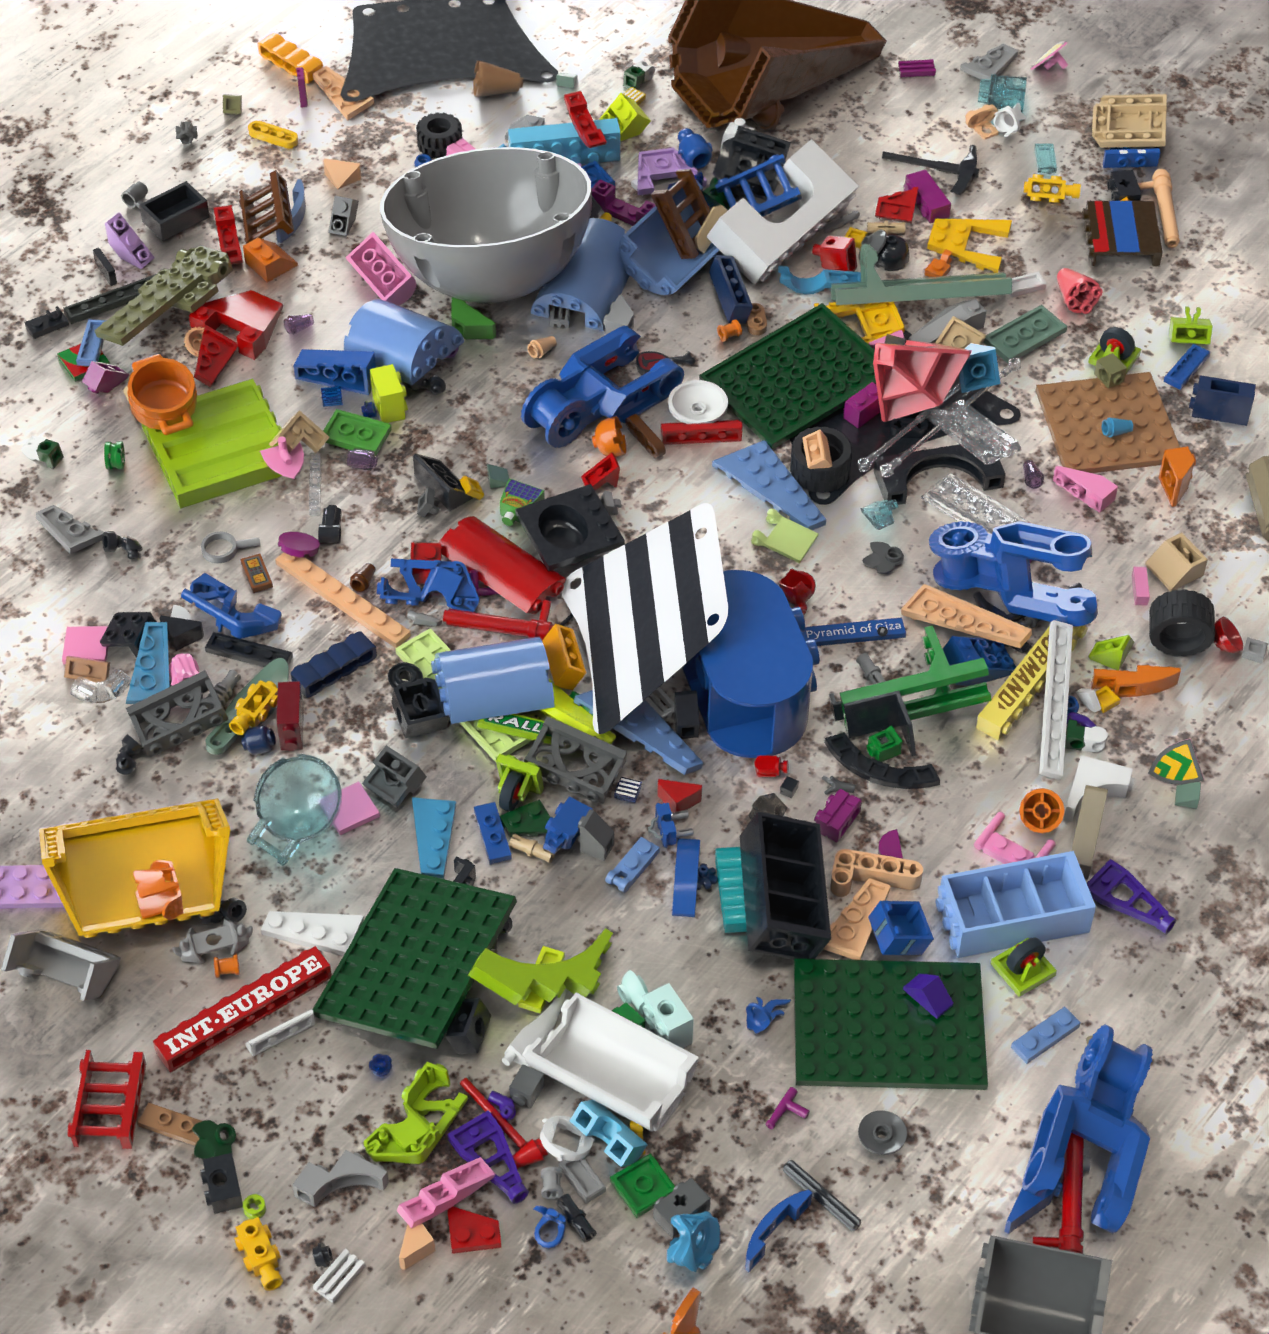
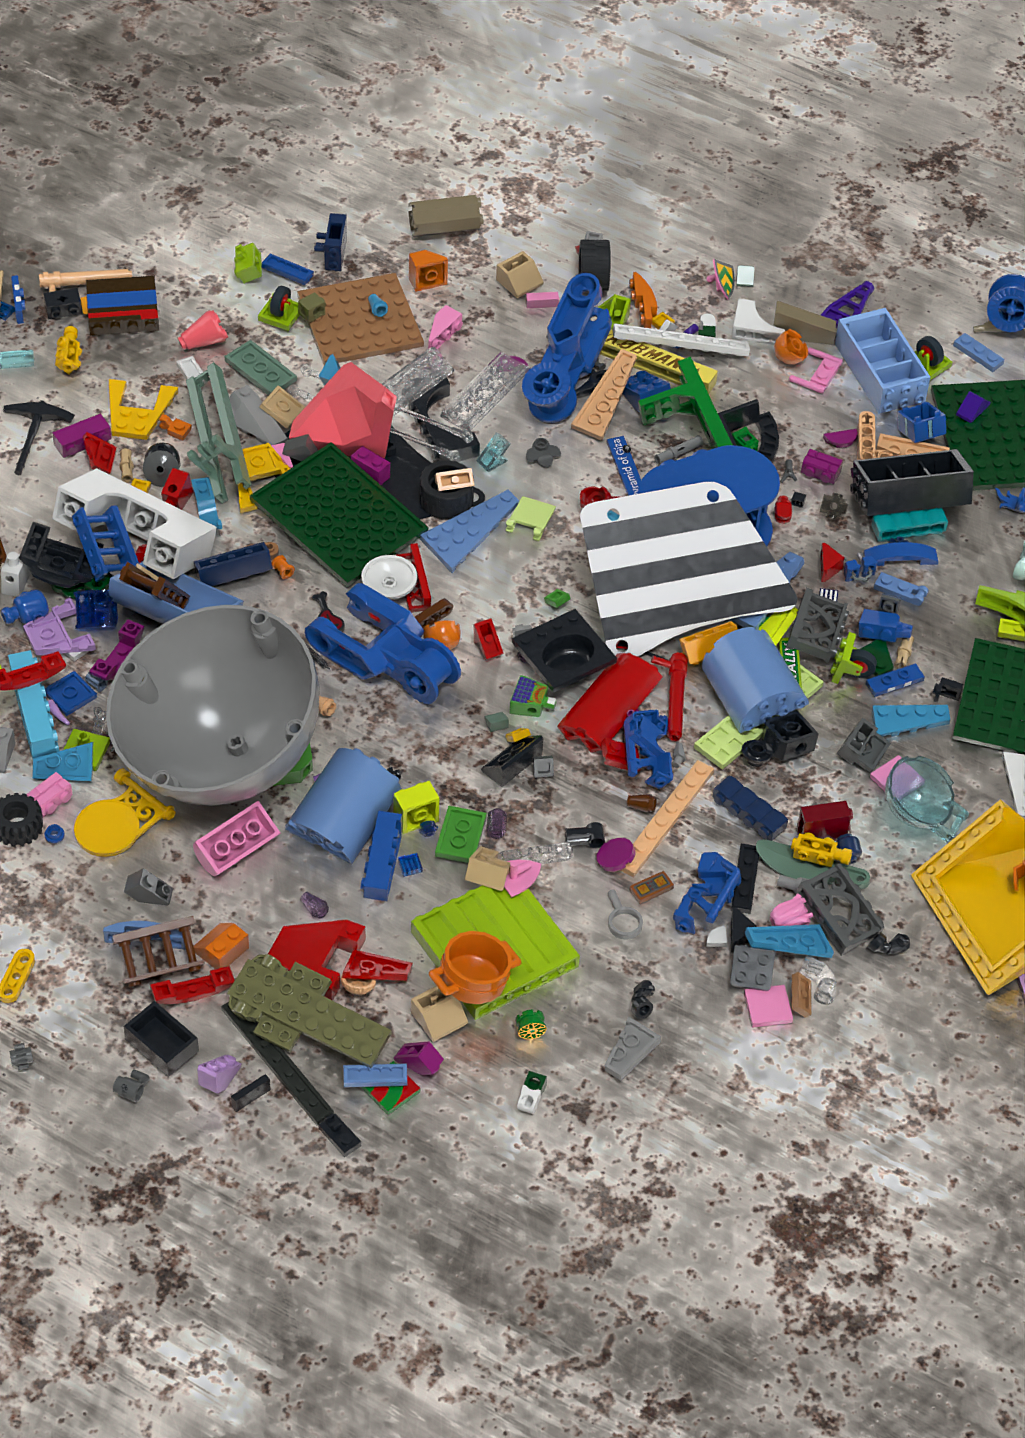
camera: 100 degrees left, 0 degrees up
(341, 172) = (79, 903): light nougat slope -> none

